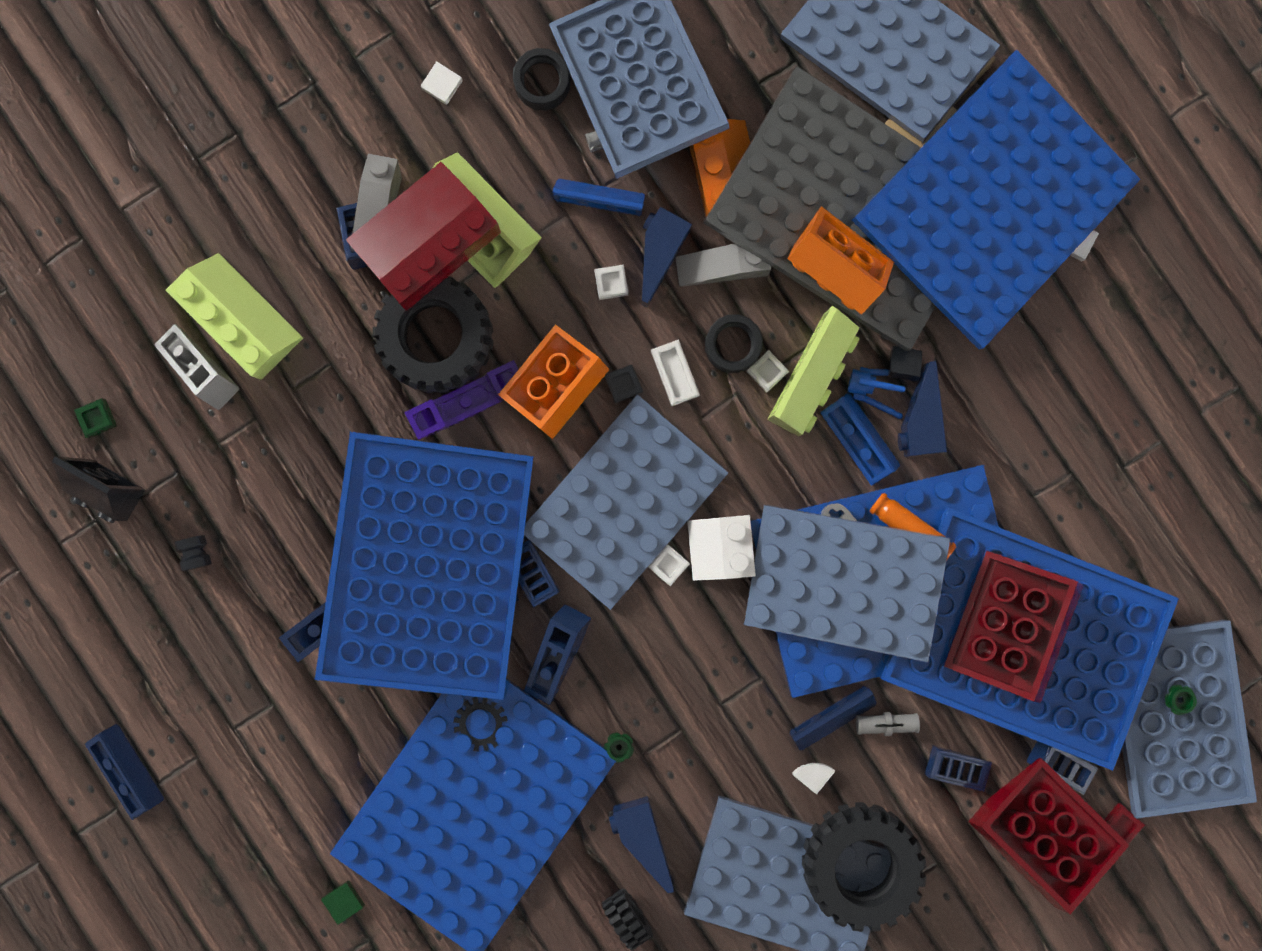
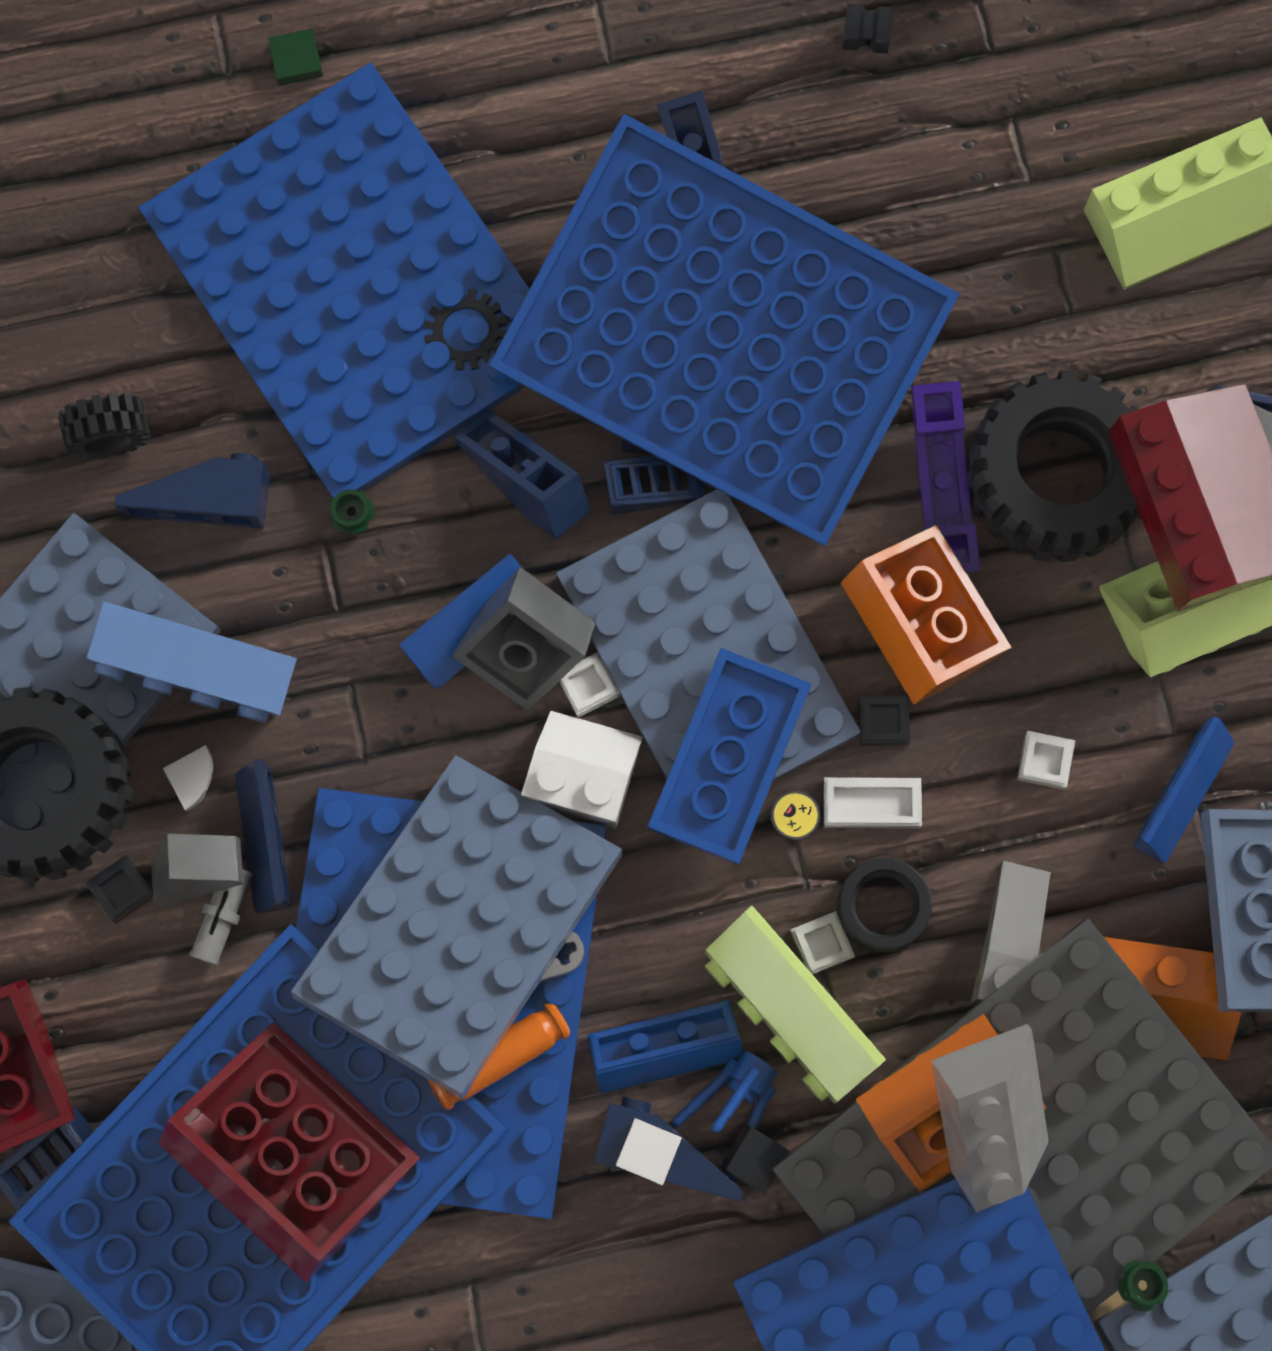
camera: 115 degrees right, 10 degrees down
(196, 368) = (1131, 124): light grey slope -> none
(659, 611) = (525, 639): none -> dark grey slope
(660, 647) = (434, 642): none -> blue slope
(662, 243) = (1074, 852): dark blue slope -> none
(684, 463) = (729, 756): none -> blue plate
(700, 414) = (795, 816): none -> light yellow tile
(755, 804) = (190, 660): none -> medium blue brick
(847, 230) = (992, 1115): none -> light grey slope
(868, 749) = (194, 866): none -> dark grey slope
(894, 788) = (120, 889): none -> black tile
(900, 113) = (1156, 1285): none -> dark green plate
(930, 422) = (648, 1151): none -> white tile
(935, 762) = (105, 971): dark blue slope -> none

